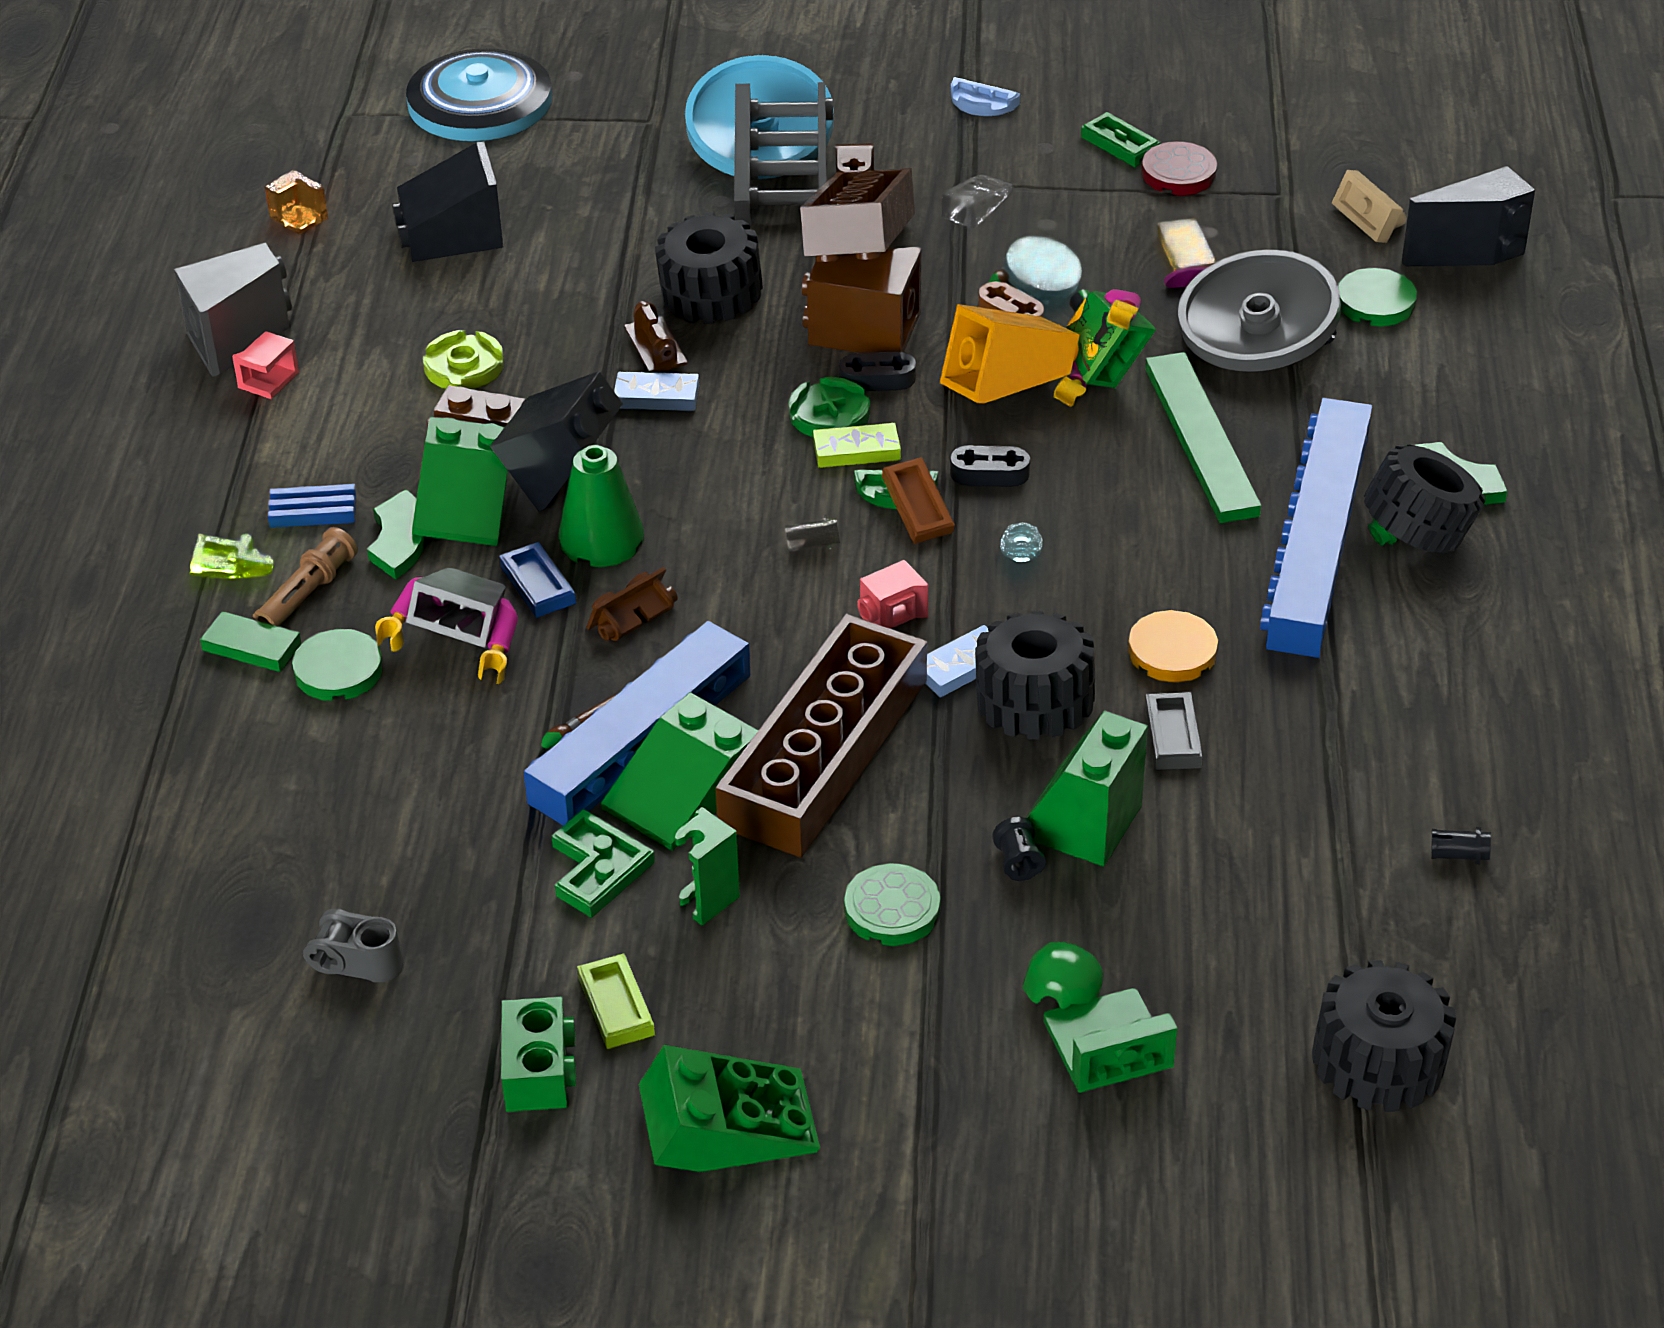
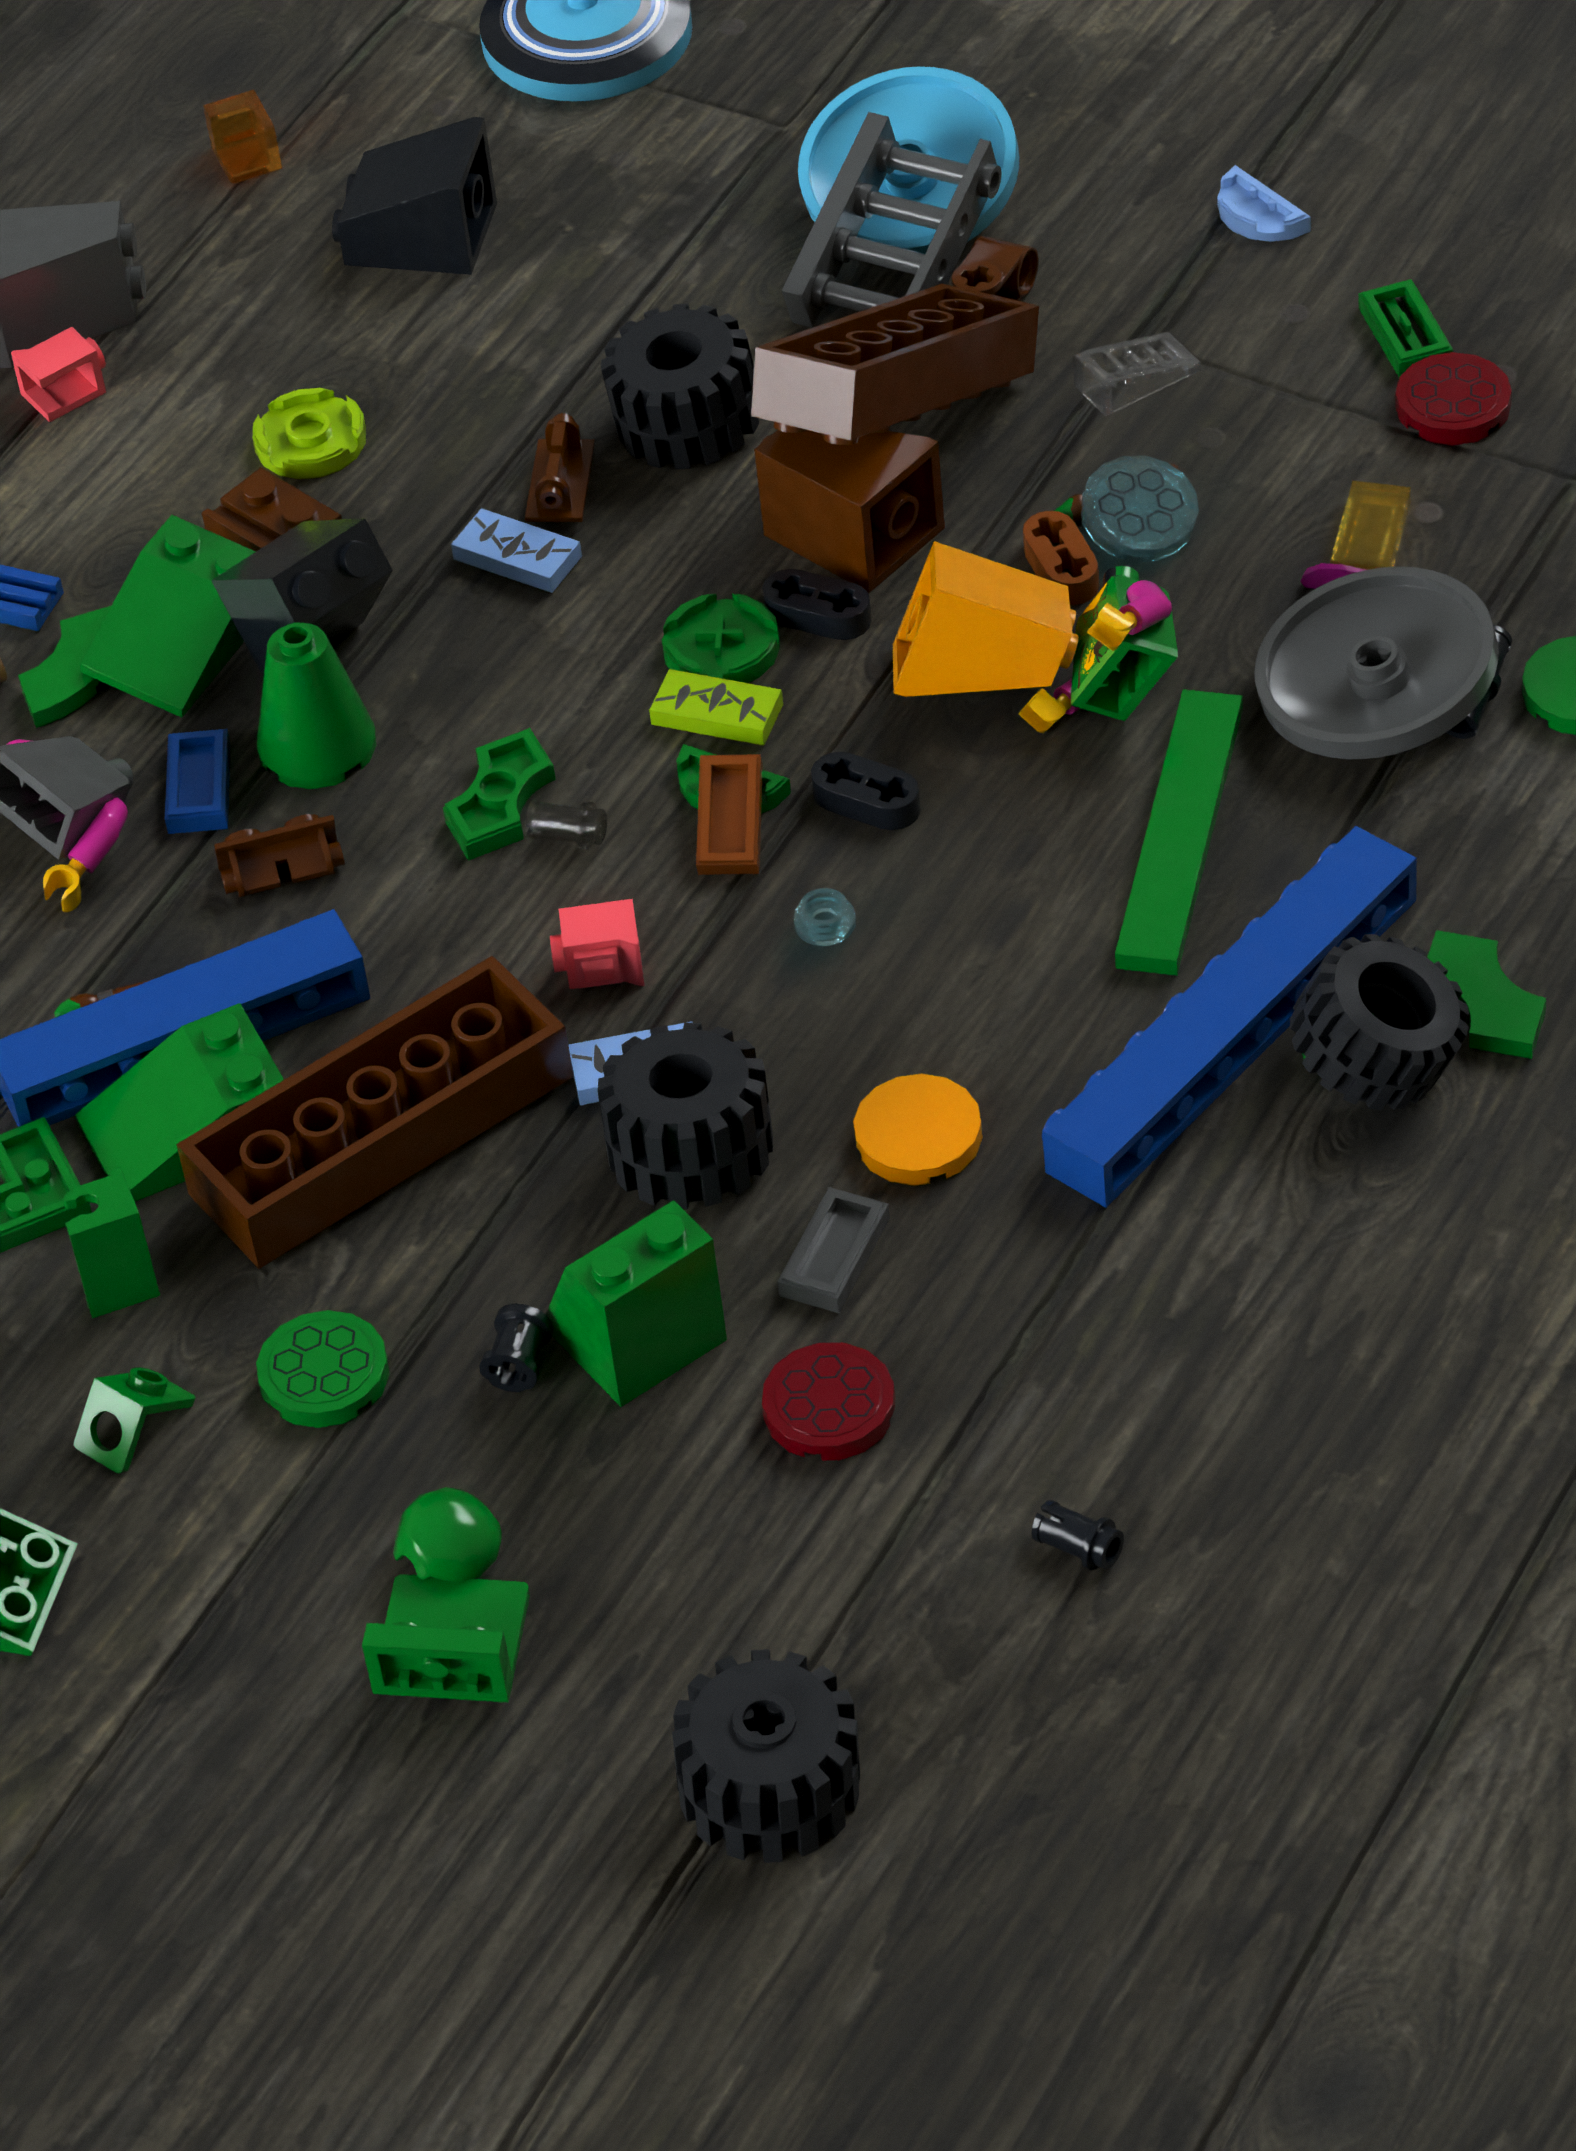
camera: 30 degrees right, 5 degrees up
(751, 541) = (490, 809): none -> green tile
(785, 958) = (130, 1399): none -> green bracket
(1240, 818) = (828, 1401): none -> dark red tile

